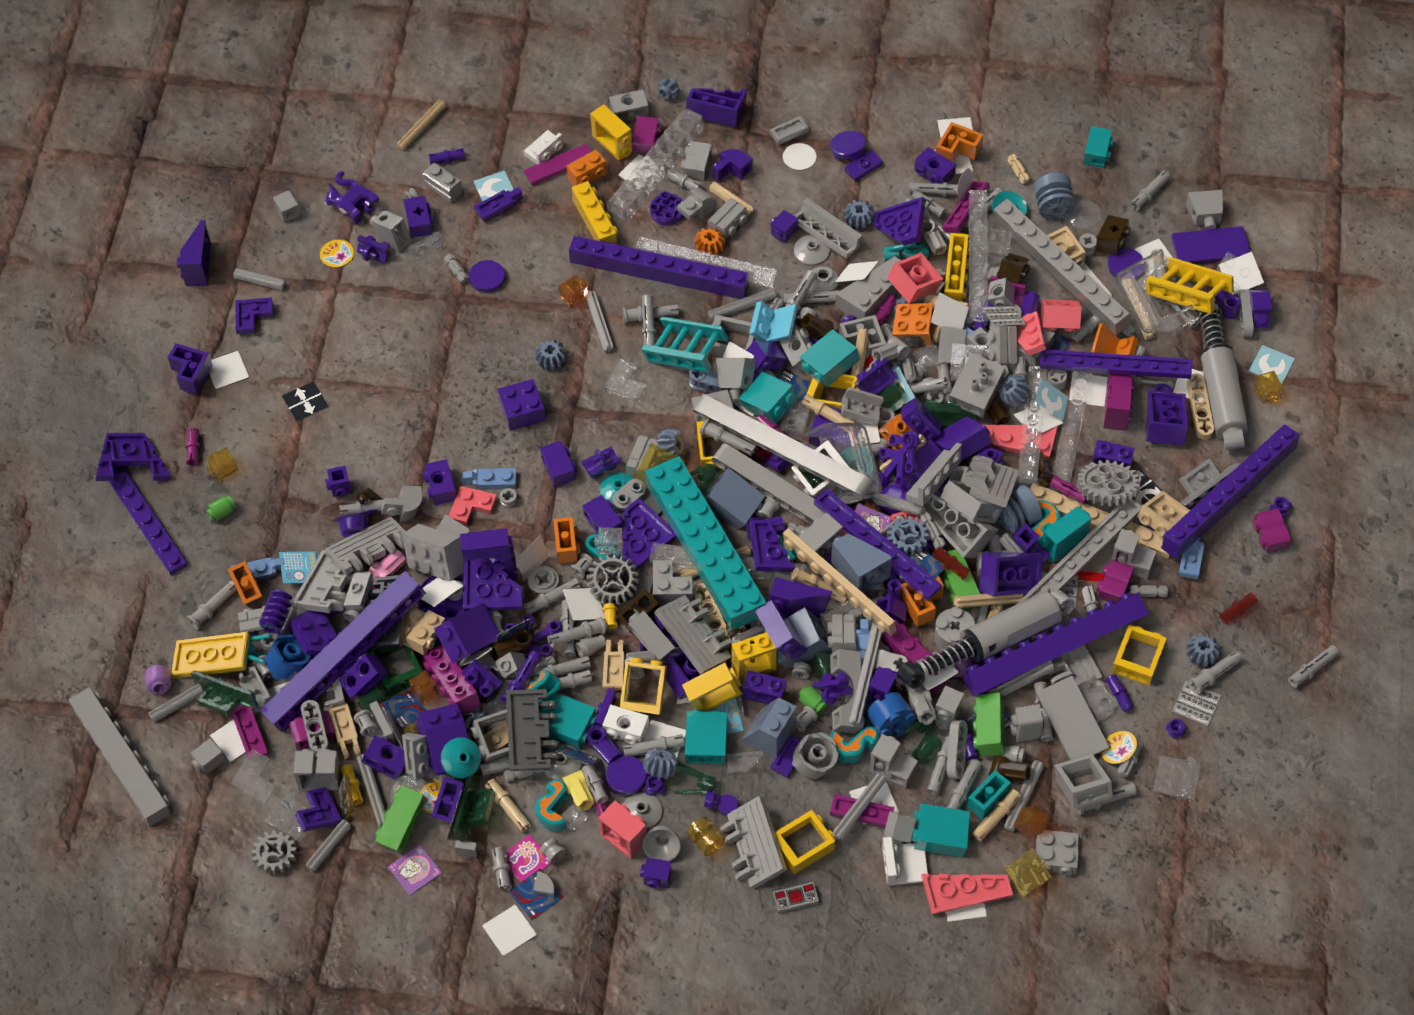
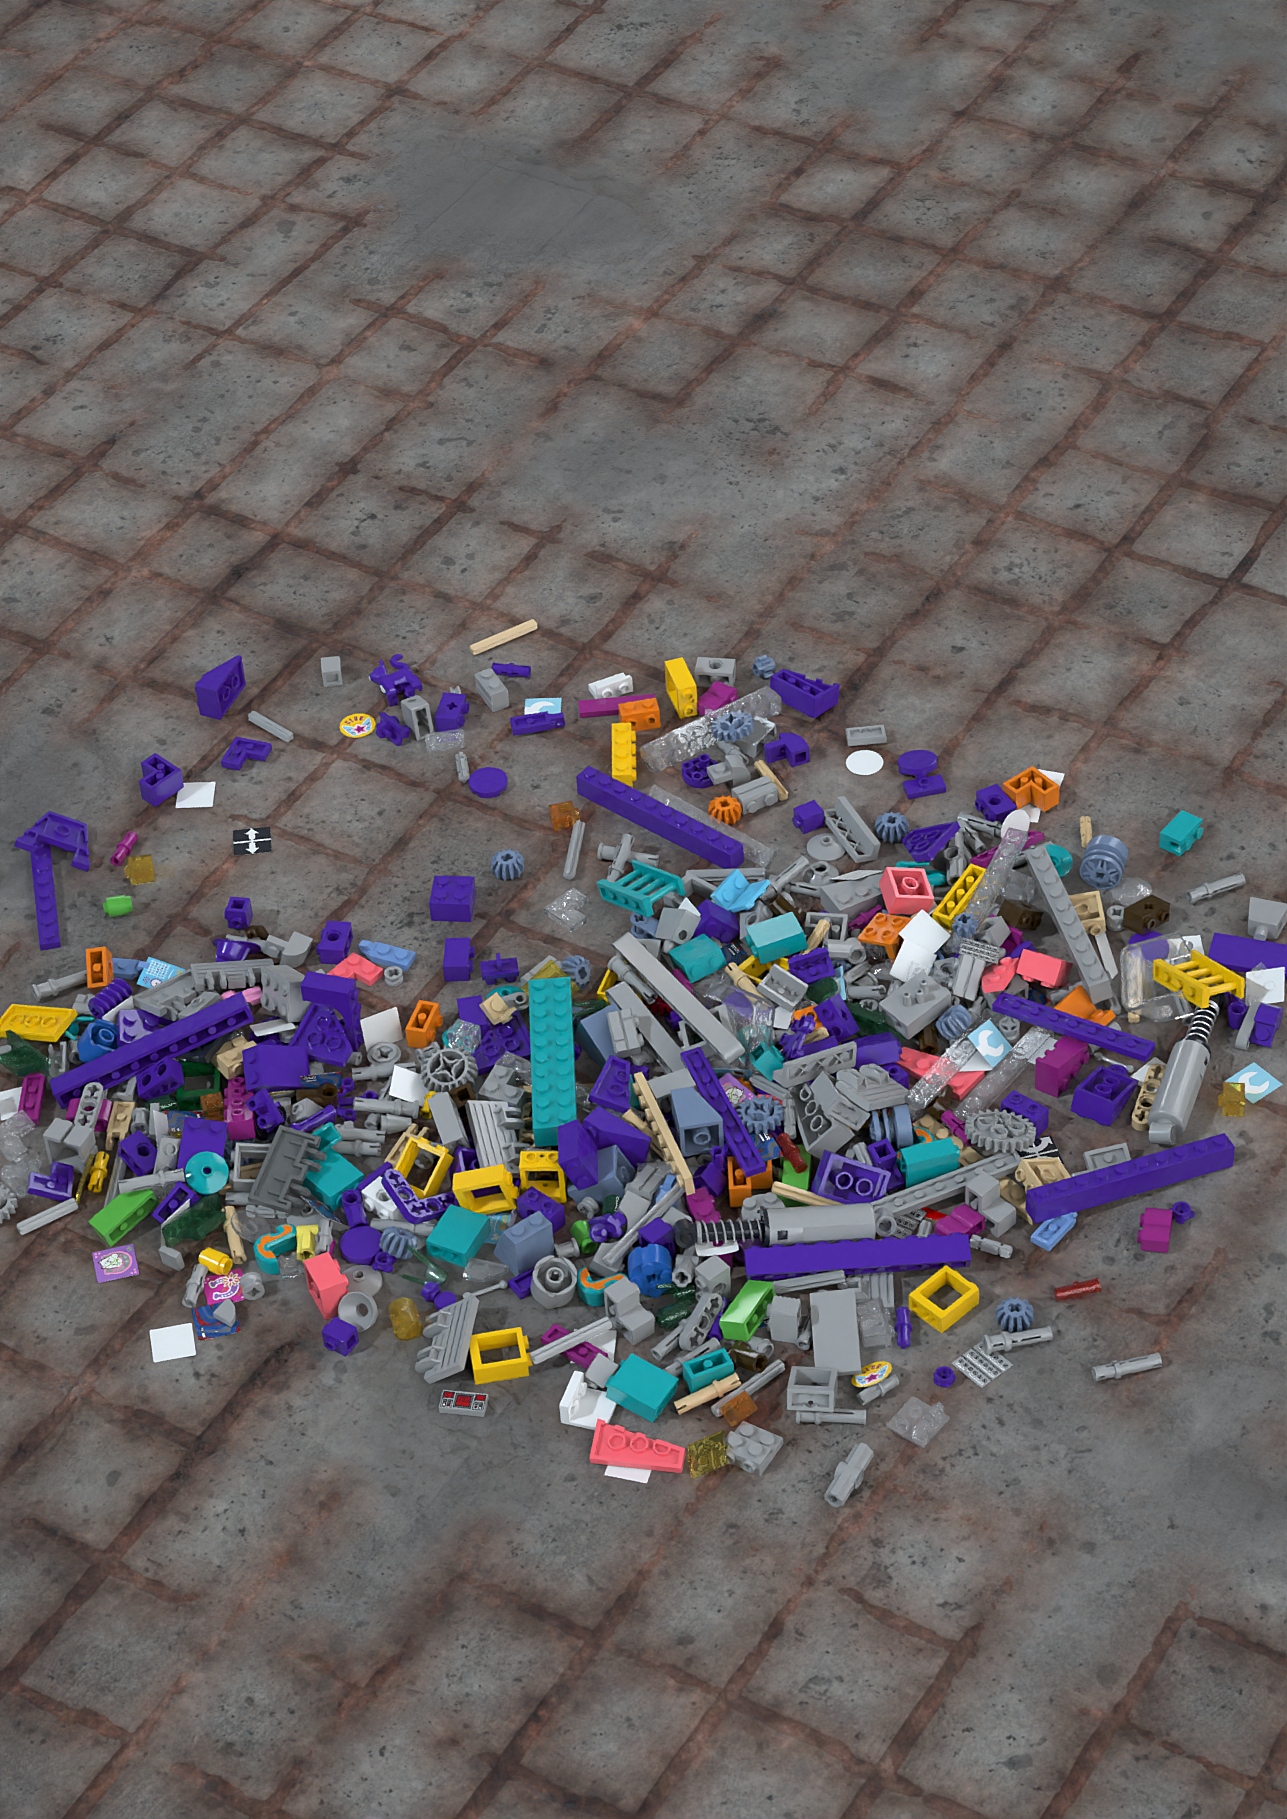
camera: 25 degrees right, 15 degrees down
(426, 780) = (151, 1181): none -> light grey pin
(507, 838) = (215, 1261): none -> yellow brick
(520, 792) = (249, 1225): none -> clear dish
(625, 505) = (496, 1009): none -> tan bracket
(656, 723) = (395, 1184): none -> dark purple beam
(680, 159) = (732, 726): none -> sand blue gear
(742, 791) = (502, 1284): none -> light grey hinge
(752, 494) = (623, 1033): none -> light grey brick
(888, 481) = (766, 1059): none -> teal brick
(982, 296) = (965, 925): none -> sand blue gear
(1150, 849) = (848, 1475): none -> light grey piece

